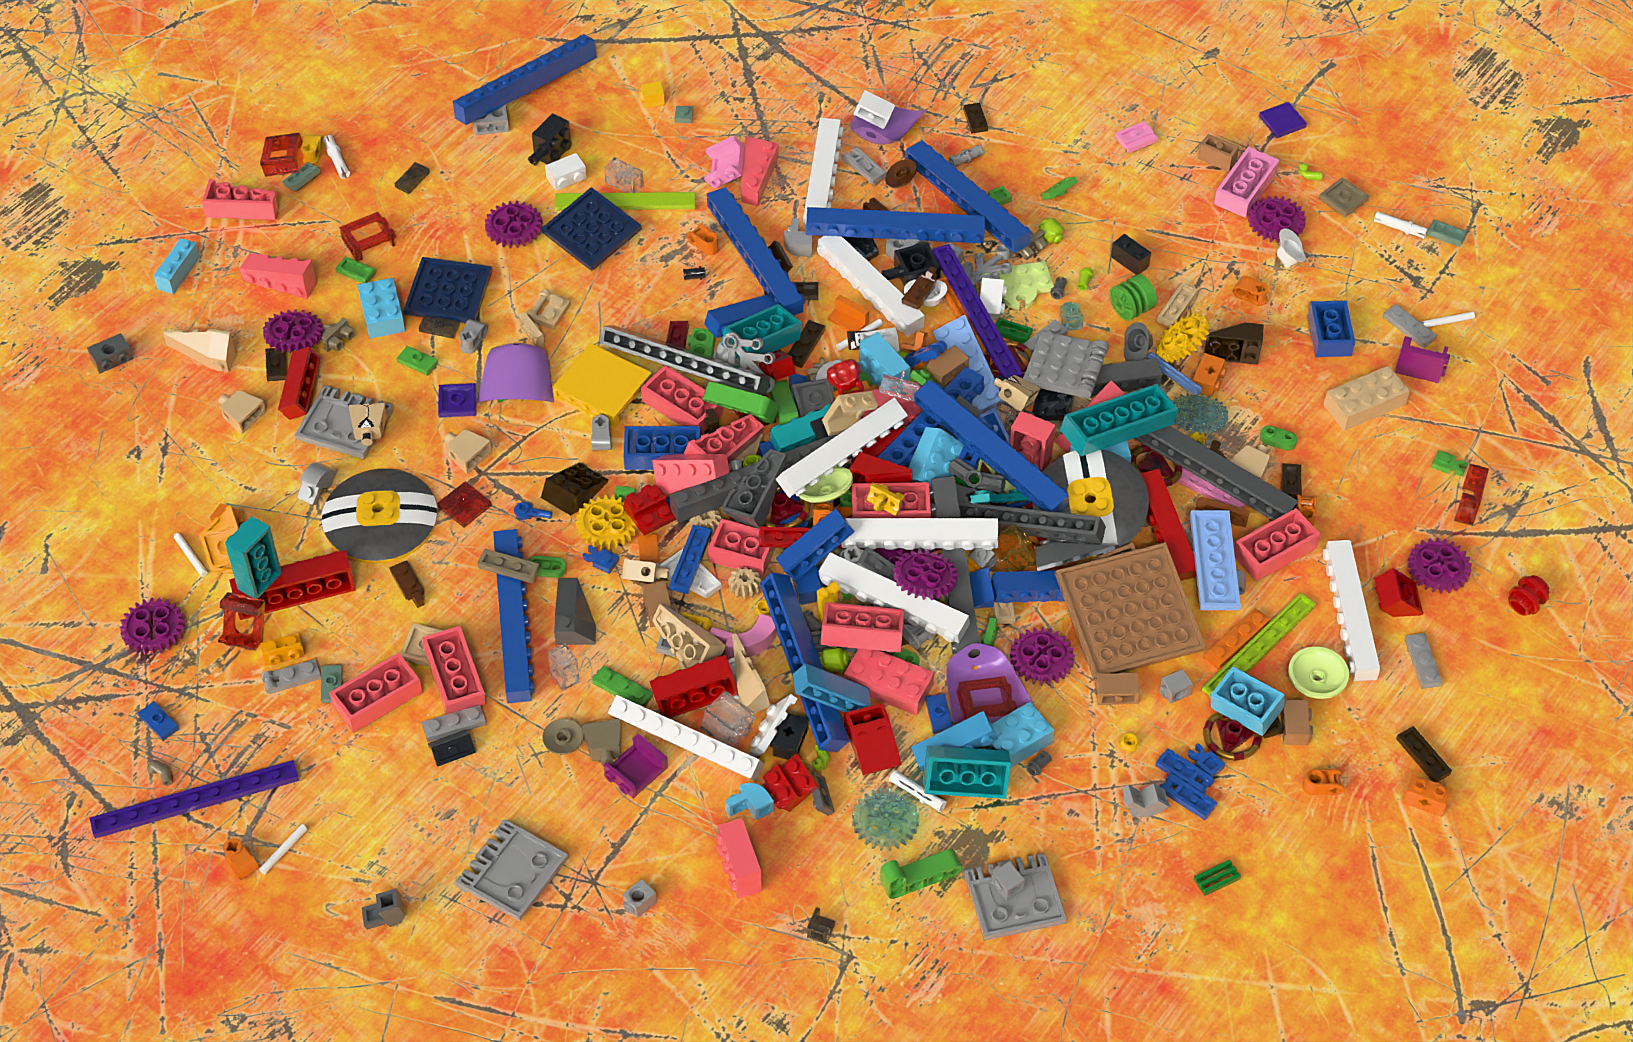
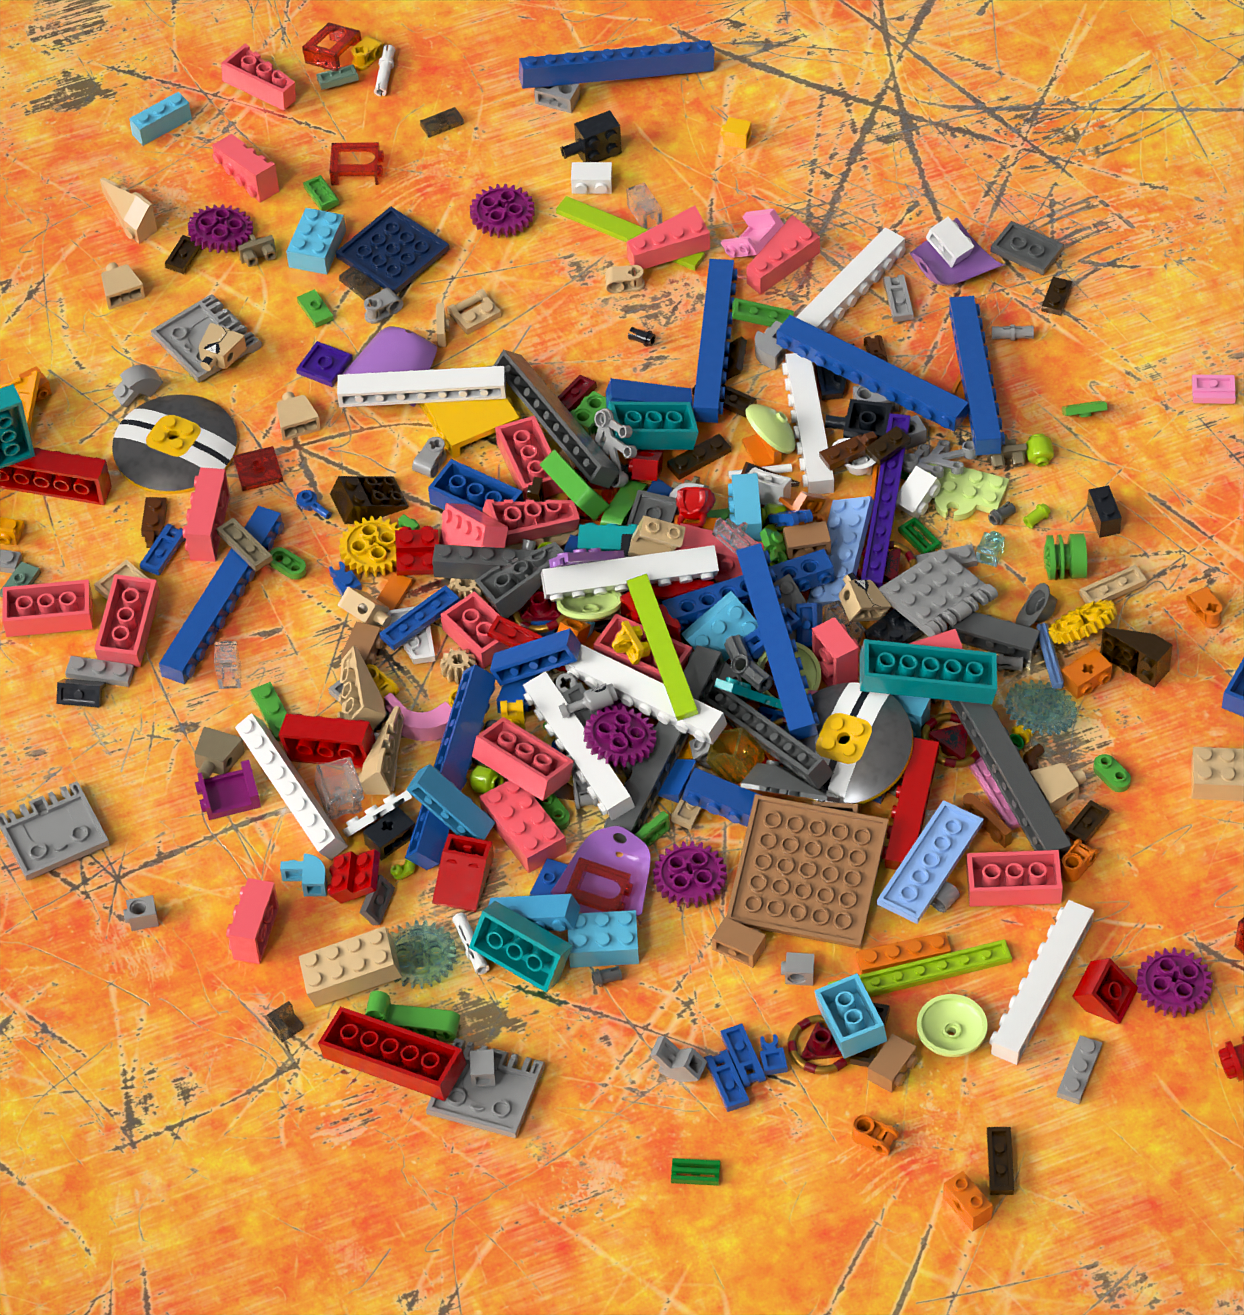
camera: 35 degrees right, 0 degrees up
(110, 353) = (44, 178): dark grey brick -> none
(299, 383) = (188, 282): red brick -> none
(435, 602) = (162, 550): none -> blue plate
(455, 557) = (206, 514): none -> coral brick
(559, 381) = (421, 386): none -> white brick
(560, 730) = (180, 724): dark tan dish -> none
(572, 615) = (276, 621): dark grey wedge -> none
(591, 229) = (572, 247): dark blue plate -> none
(647, 236) = (622, 279): none -> tan piece
(666, 192) = (670, 240): none -> coral wedge
(683, 114) = (755, 167): sand green plate -> none
(703, 239) = (676, 306): orange piece -> none
(775, 218) = (758, 312): none -> bright green plate
(805, 450) = (581, 556): none -> medium lavender wing
(844, 855) = (350, 966): none -> tan brick
(852, 294) = (772, 427): none -> yellowish green dish
(887, 556) = (593, 699): none -> light grey piece
(901, 173) = (928, 322): reddish brown dish -> none
(914, 491) = (662, 647): none -> lime tile
(929, 92) = (1027, 248): none -> dark grey plate
(930, 906) = (392, 1053): none -> red brick
(951, 271) = (888, 445): none -> dark brown plate
(1001, 195) = (1012, 390): bright green plate -> none
(1129, 738) = (711, 994): yellow plate -> none

